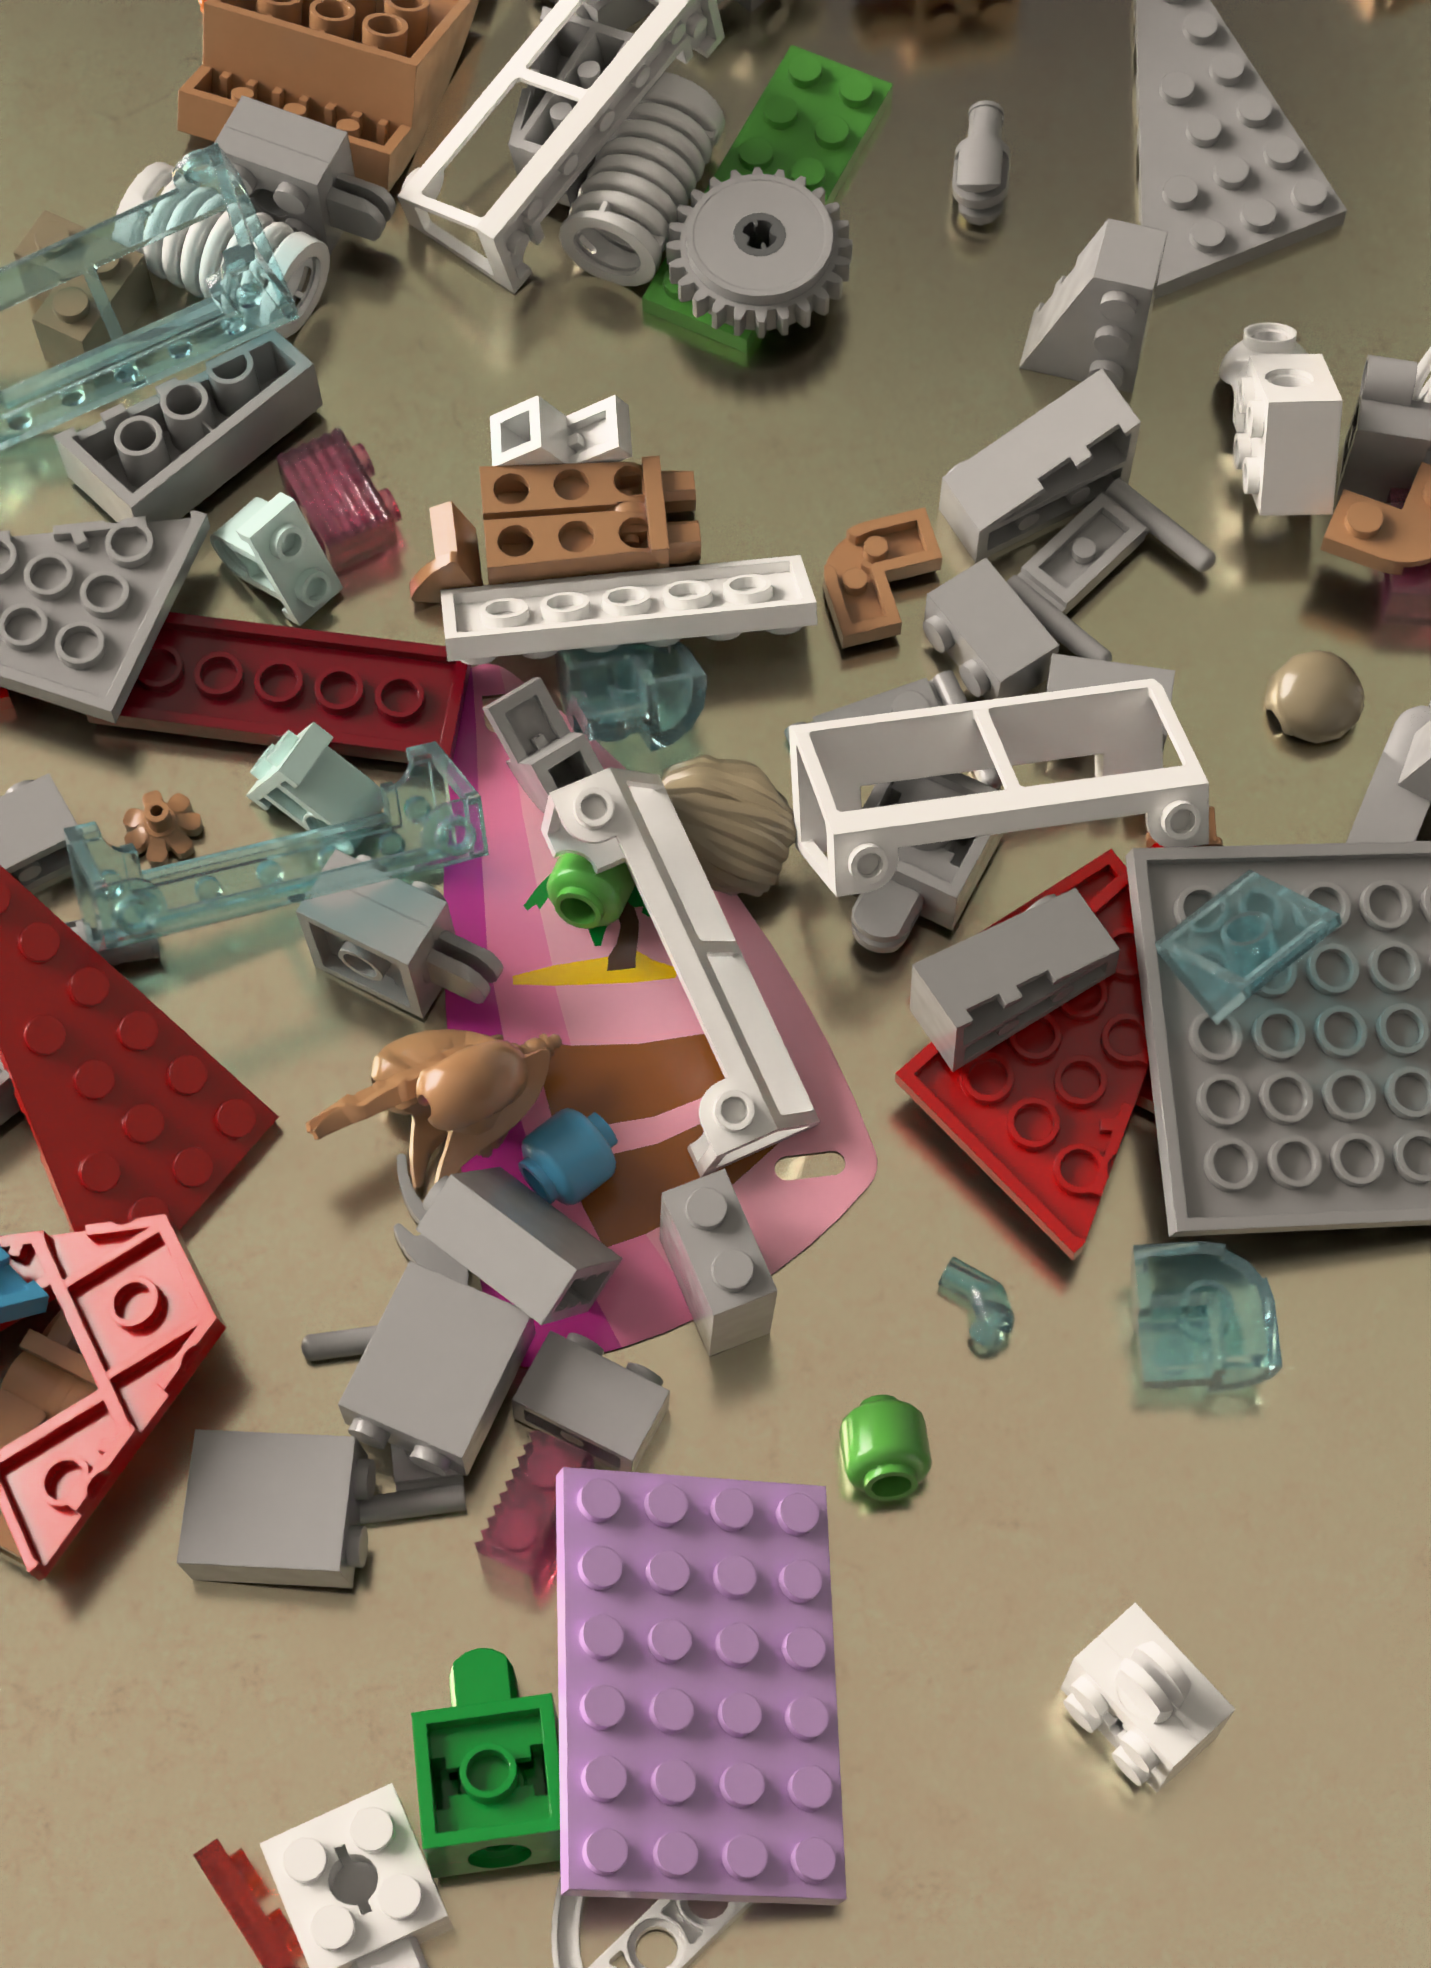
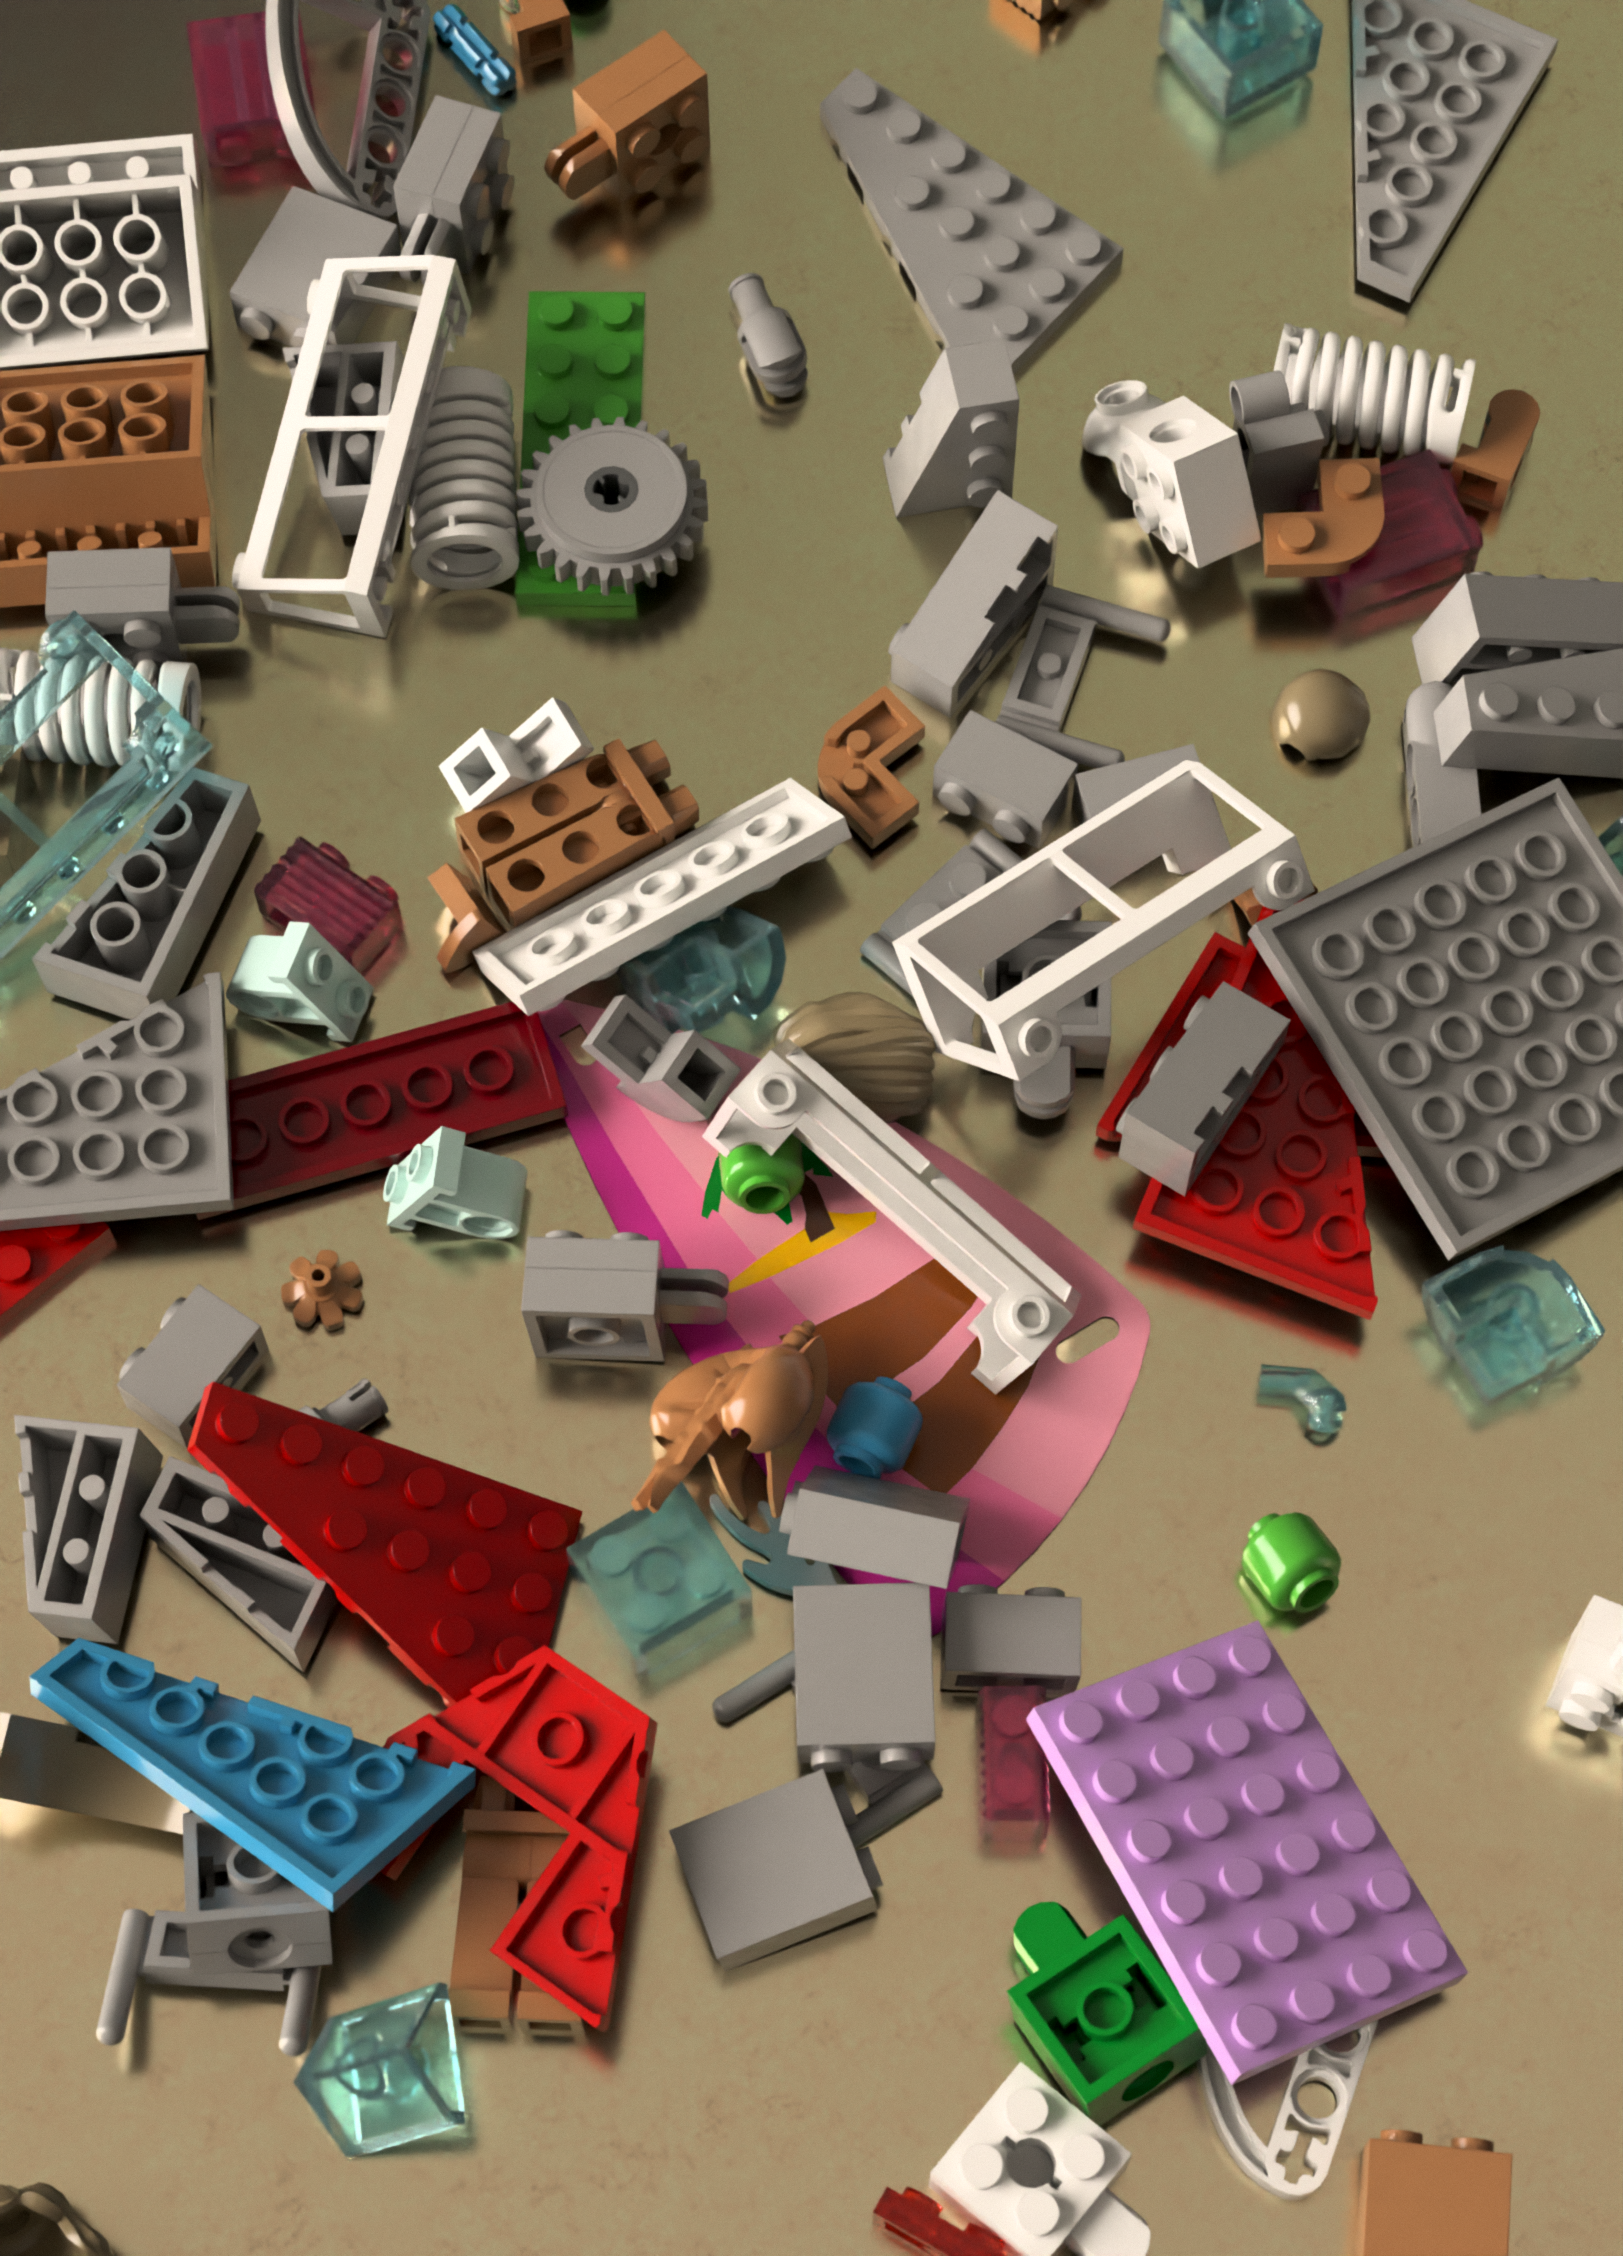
camera: 25 degrees left, 0 degrees up
(309, 1208) = (660, 1582): none -> clear light blue brick
(411, 837) = (480, 1280): clear light blue windscreen -> none
(717, 1262) = (1067, 1462): light grey brick -> none
(1243, 941) = (1397, 966): clear light blue slope -> none

